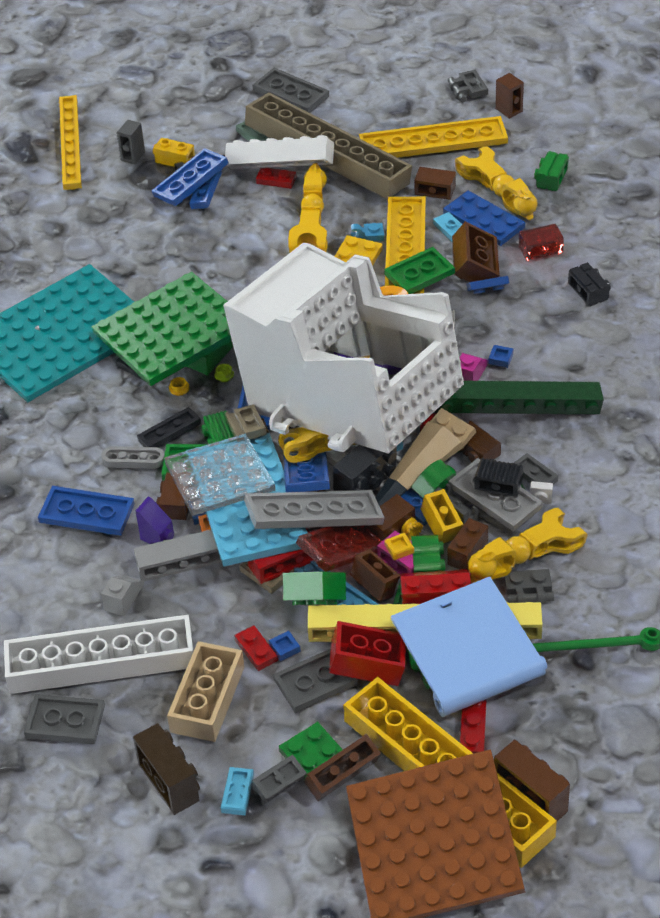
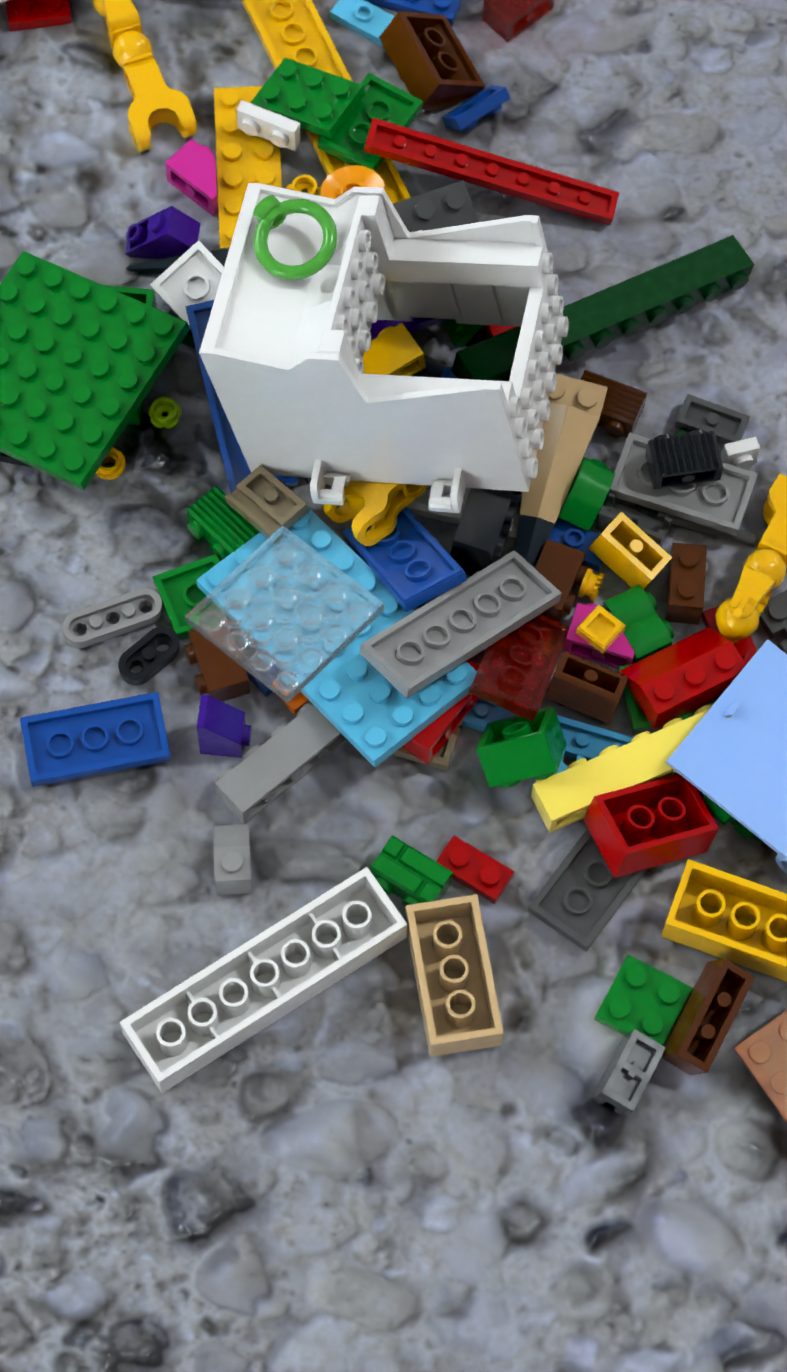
camera: 30 degrees left, 20 degrees up
(64, 719) = (270, 1102): dark grey plate -> none
(140, 481) = (145, 654): none -> black plate
(167, 768) = (471, 1123): dark brown brick -> none
(169, 428) = (139, 546): black plate -> none
(214, 630) = (410, 873): none -> green brick
(237, 791) = (578, 1110): medium azure plate -> none
(284, 645) = (516, 851): blue plate -> none
(302, 254) = (271, 214): none -> bright green piece
(357, 248) = (268, 125): none -> white plate
(371, 232) = (244, 67): dark azure plate -> none
(391, 249) = (310, 97): none -> green plate
(477, 313) = (491, 171): none -> red plate
(500, 356) = (561, 233): blue plate -> none
(589, 284) = (624, 57): black brick -> none

